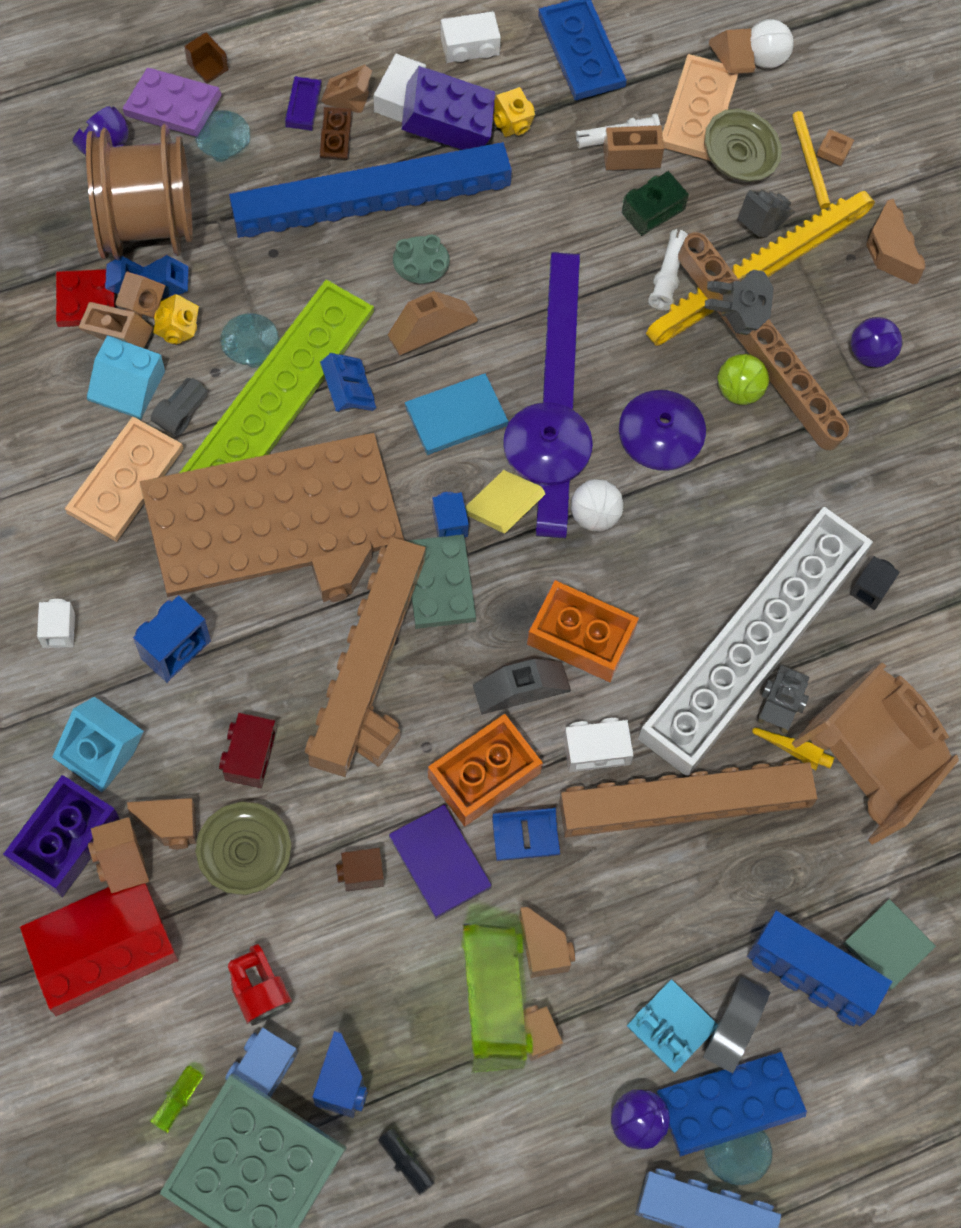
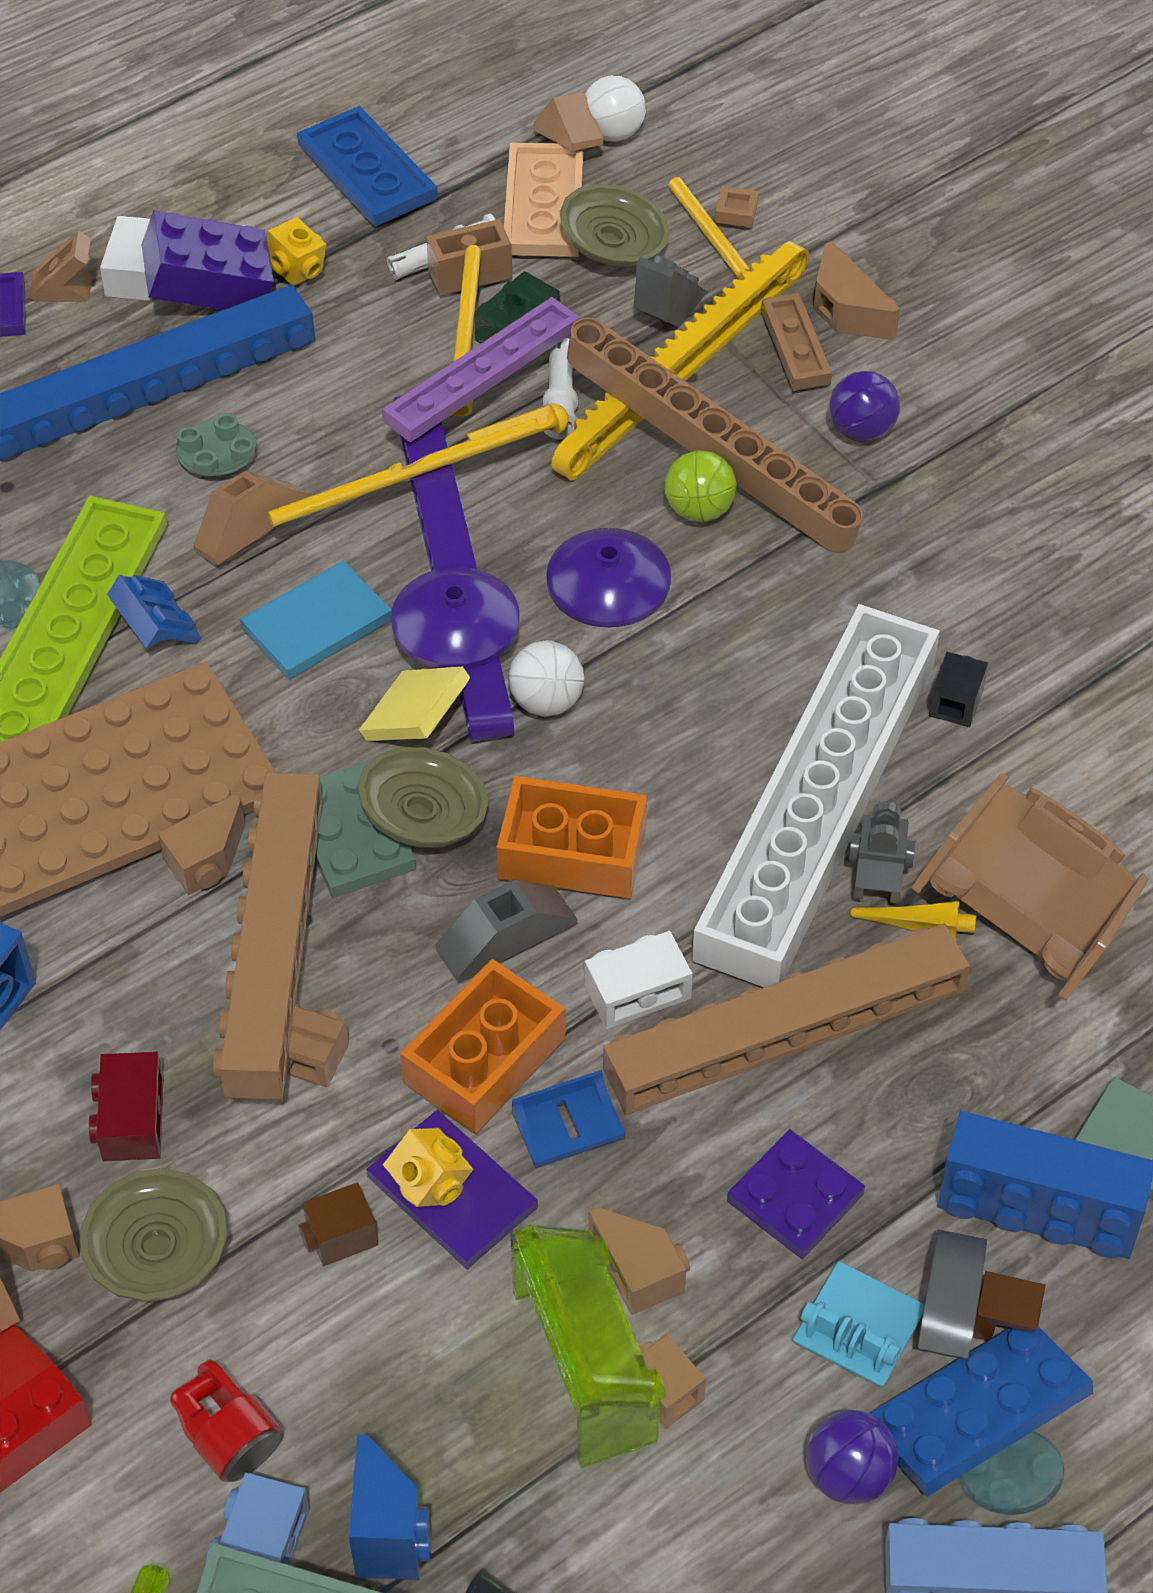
camera: 10 degrees left, 15 degrees down
(335, 133) = (58, 327): reddish brown slope -> none
(426, 851) = (428, 1167): none -> yellow brick
(450, 514) = (342, 738): blue brick -> none
(470, 37) = (213, 182): white brick -> none
(491, 575) = (422, 796): none -> olive hat
(596, 260) = (467, 311): none -> yellow piece
(600, 306) = (479, 441): none -> yellow bar
(616, 247) = (479, 369): none -> medium lavender plate
(658, 924) = (795, 1194): none -> dark purple plate
(743, 301) = (670, 378): dark grey hinge -> none
(770, 1043) = (1007, 1303): none -> reddish brown panel
(845, 272) = (796, 341): none -> medium nougat plate

